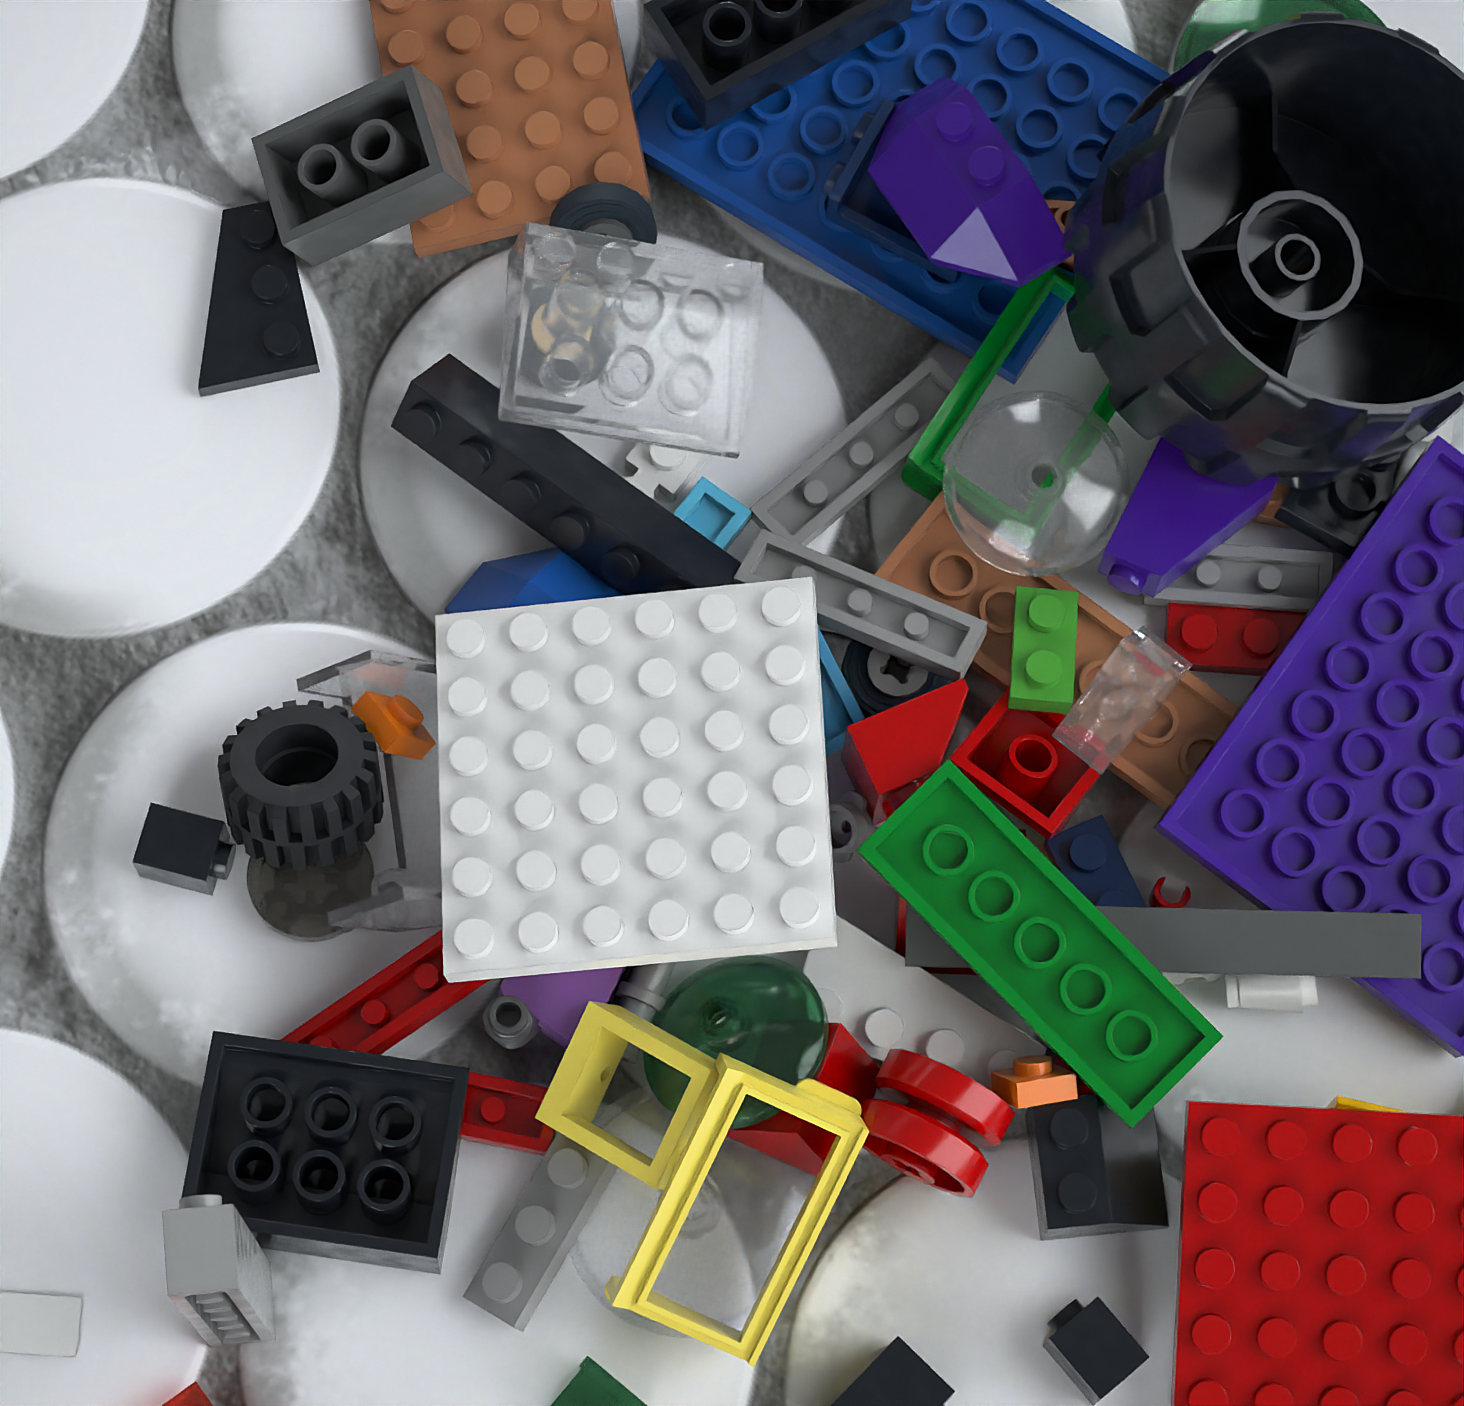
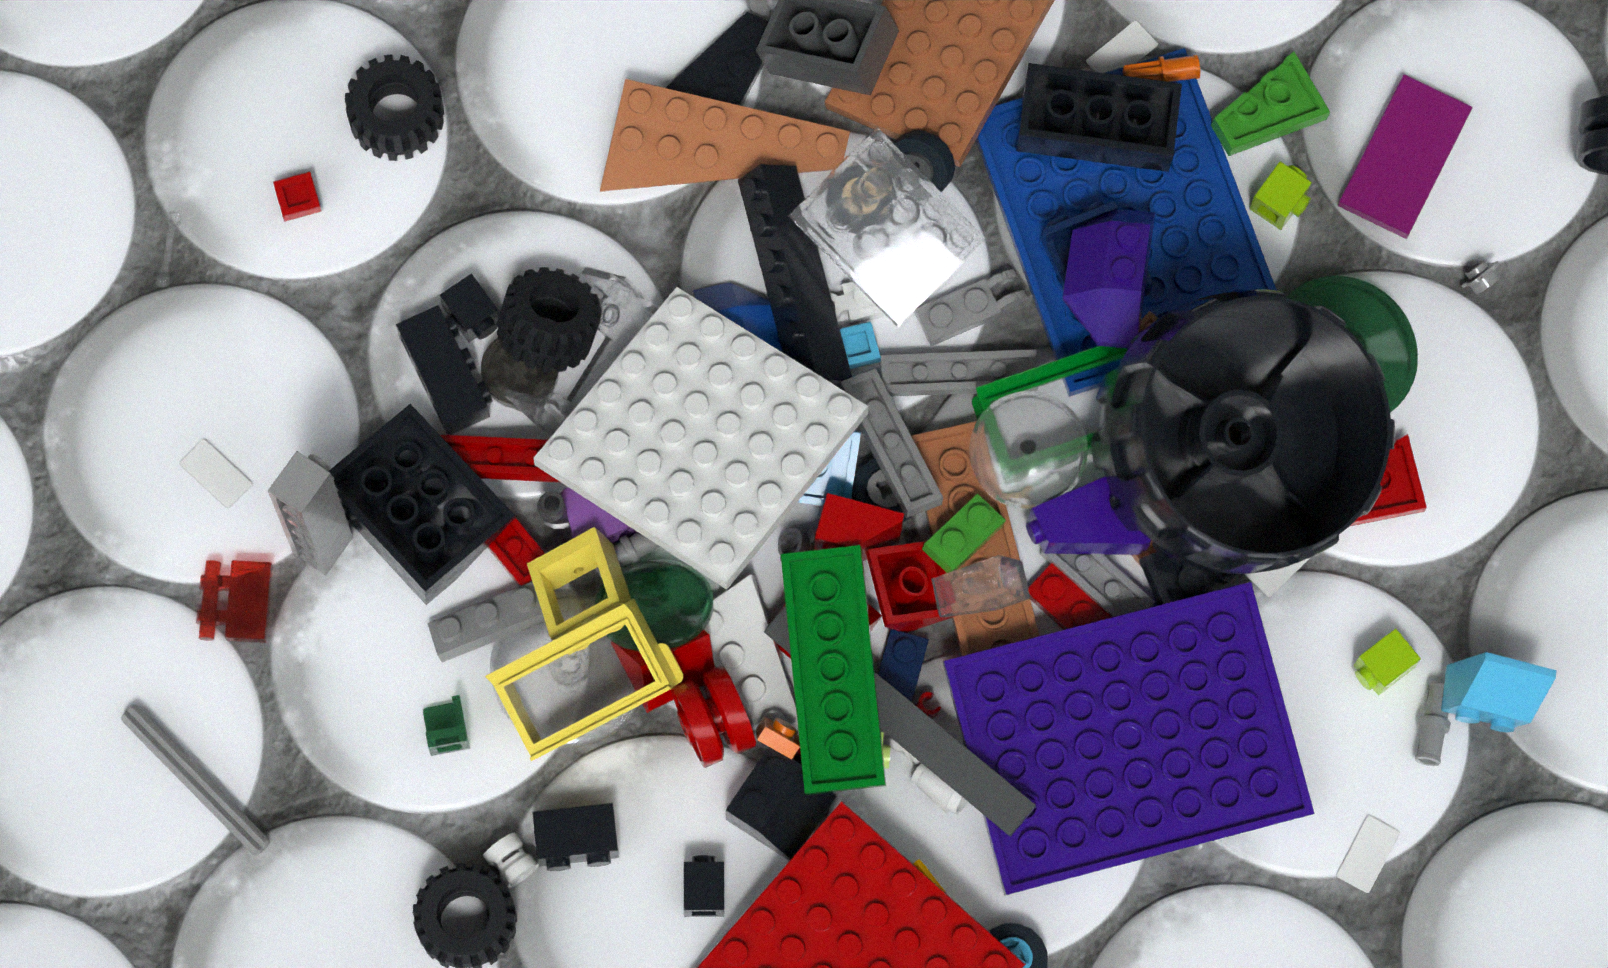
camera: 40 degrees right, 0 degrees up
(214, 953) = (445, 369): none -> black brick
(286, 420) = (690, 139): none -> nougat wing
(394, 724) = (616, 325): orange plate -> none
(801, 371) = (967, 308): none -> light grey hinge

